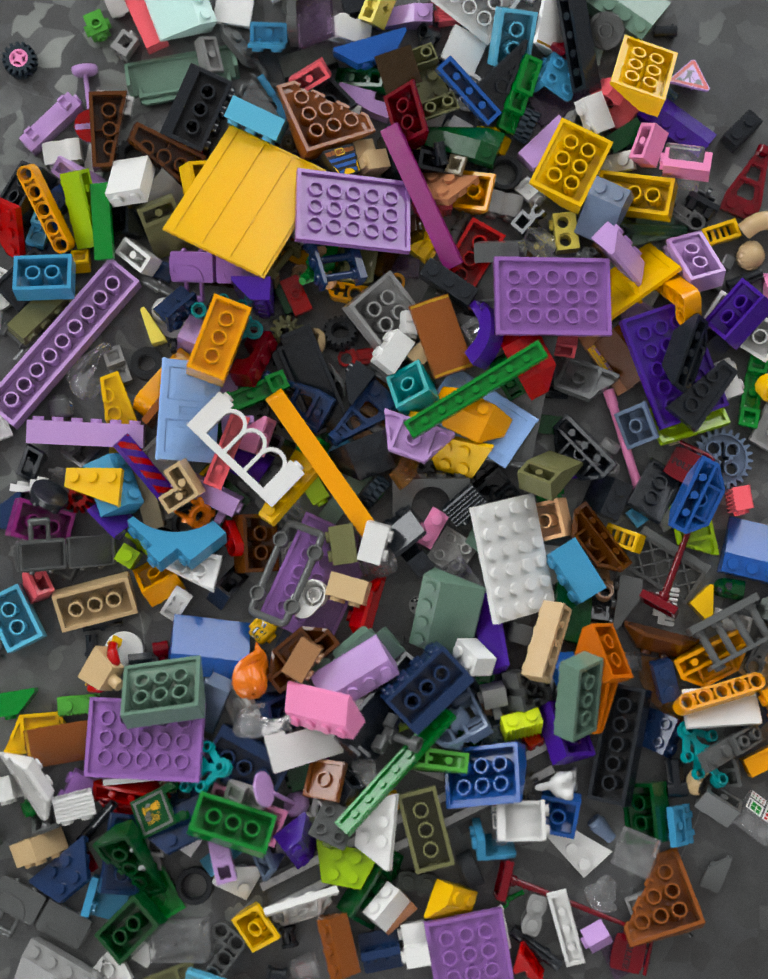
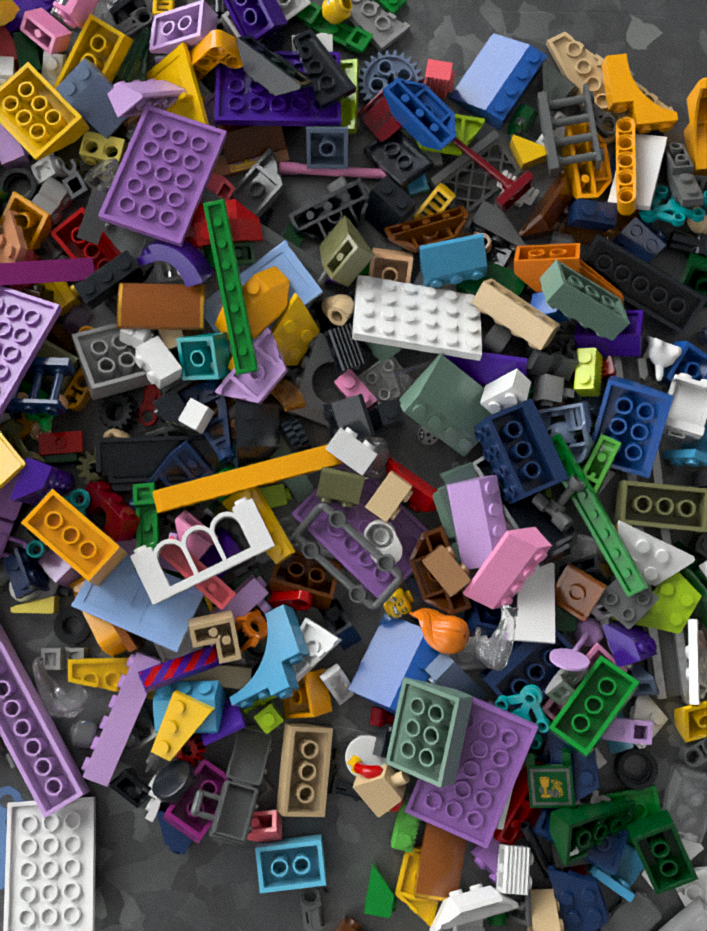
camera: 70 degrees left, 0 degrees up
(358, 400) = (196, 415): none -> white panel
(496, 487) = (338, 308): none -> tan cylinder

